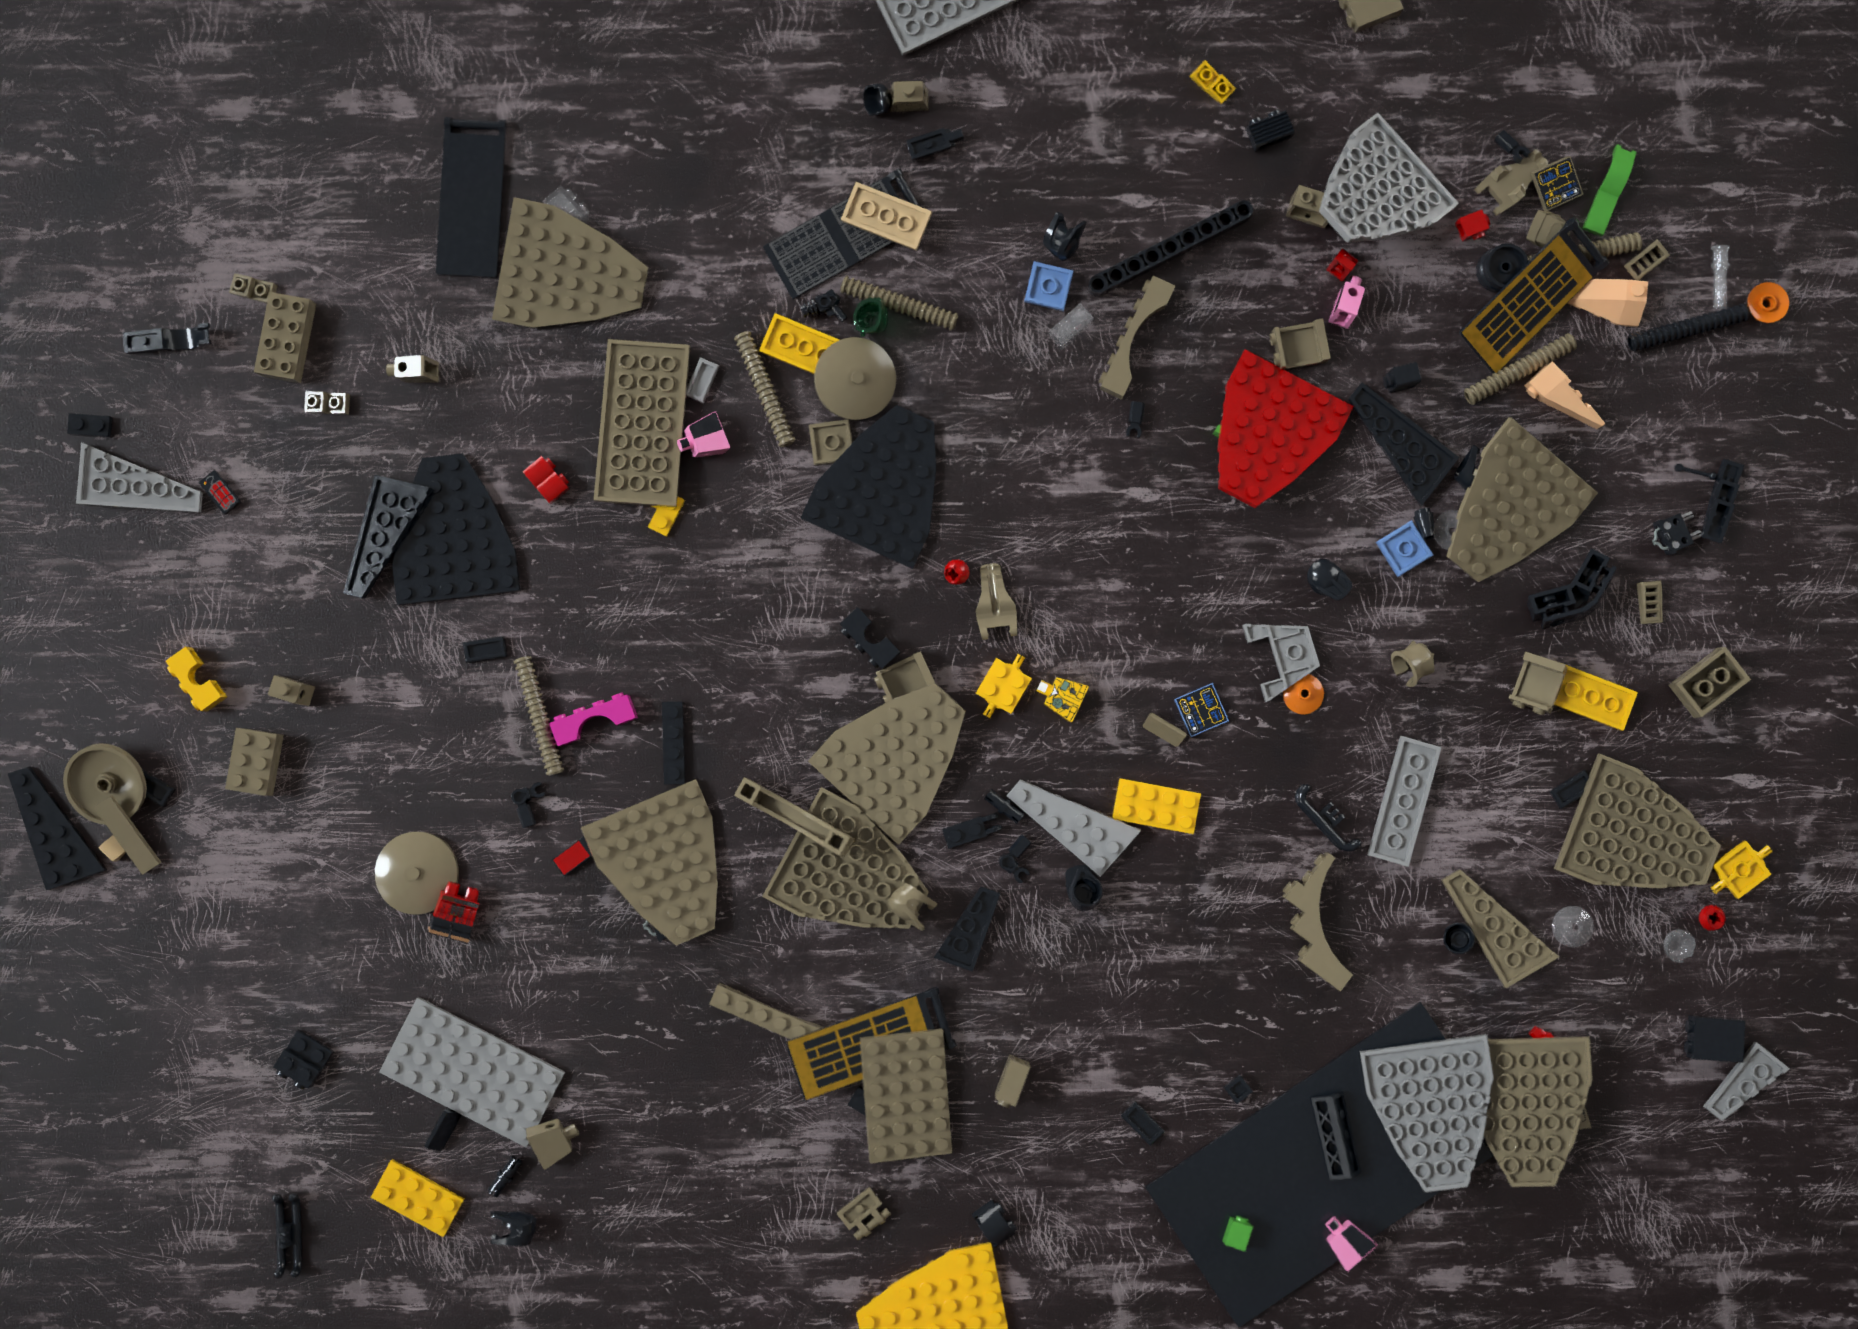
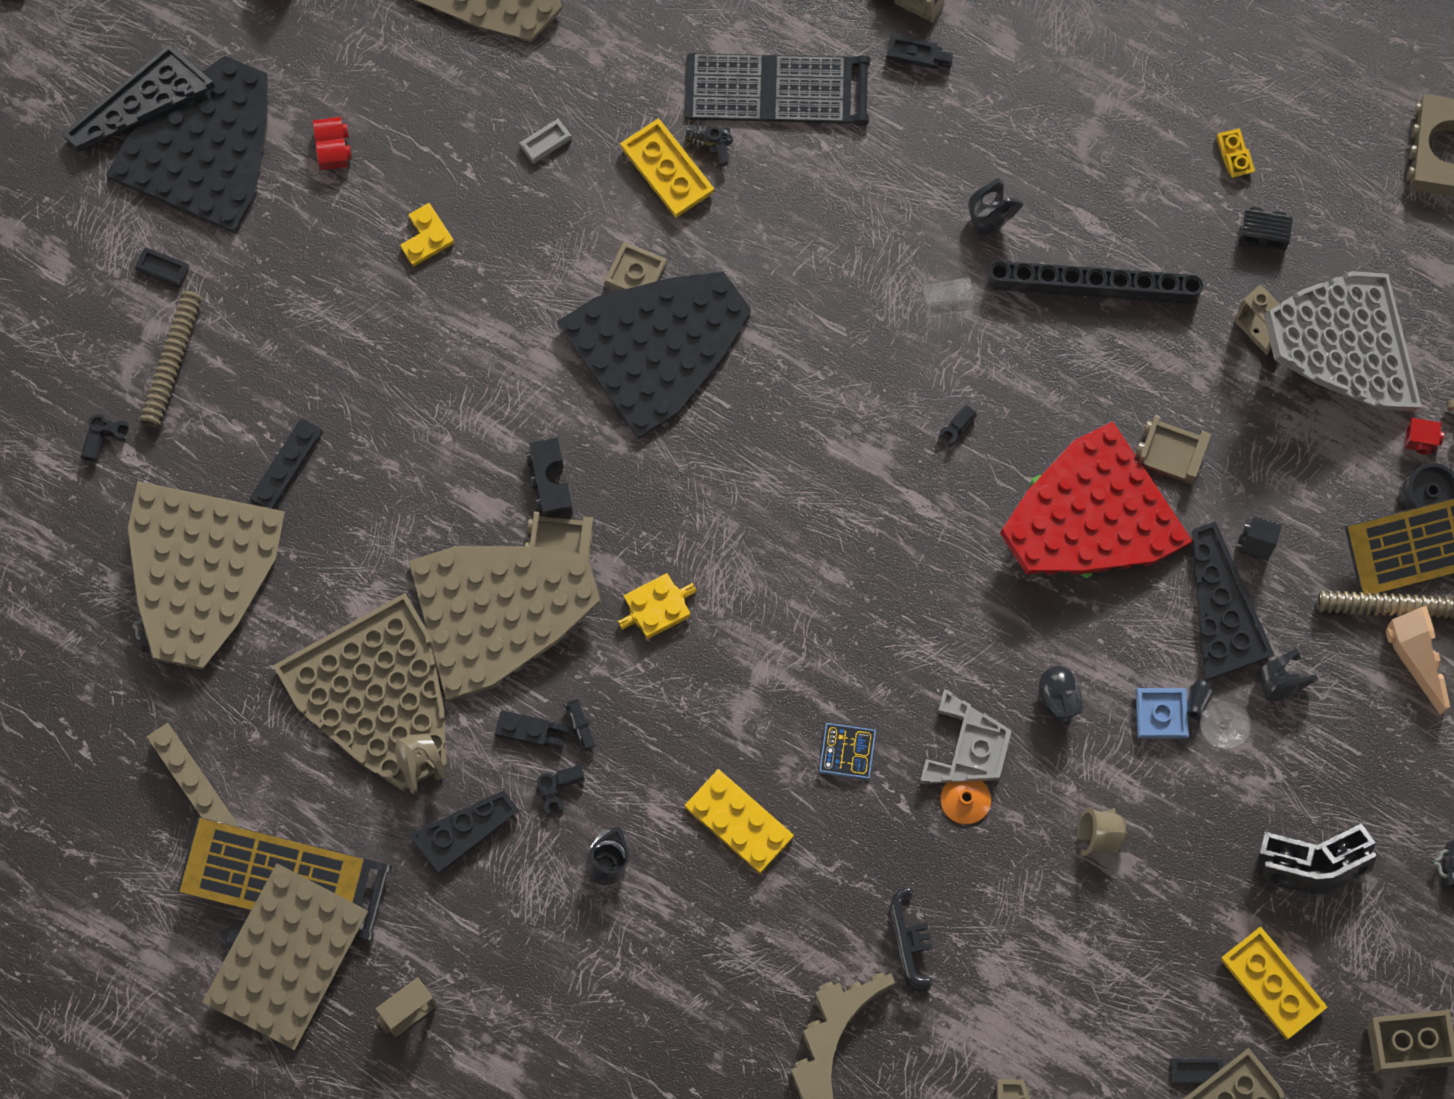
camera: 25 degrees right, 15 degrees down
(569, 728) = (191, 388): dark pink arch -> none
(572, 856) = (109, 515): red tile -> none
(641, 423) = (459, 145): dark tan plate -> none
(705, 437) = (512, 191): bright pink torso -> none
(764, 389) = (601, 183): dark tan piece -> none
(794, 816) = (357, 601): dark tan arch -> none
(855, 378) = (697, 223): dark tan dish -> none
(861, 1207) = (159, 1048): dark tan plate -> none
(870, 316) = (751, 174): clear green helmet -> none
(886, 216) = (827, 90): tan plate -> none
(900, 303) = (788, 179): dark tan piece -> none
(956, 572) = (680, 464): red piece -> none
(995, 605) = (699, 519): dark tan animal -> none
(1048, 286) = (949, 248): medium blue plate -> none
(1063, 697) = (712, 651): yellow torso -> none
(1083, 831) = (646, 800): light grey wing -> none
(1155, 299) = (1047, 321): dark tan arch -> none
(1164, 729) = (796, 747): dark tan slope -> none
(1342, 264) = (1263, 395): red plate -> none
(1347, 303) = (1245, 435): bright pink torso -> none
(1404, 801) = (1006, 972): light grey plate -> none
(1514, 503) = (1305, 731): dark tan wing -> none
(1538, 684) = (1224, 933): dark tan panel -> none
(1642, 594) = (1403, 902): dark tan slope -> none

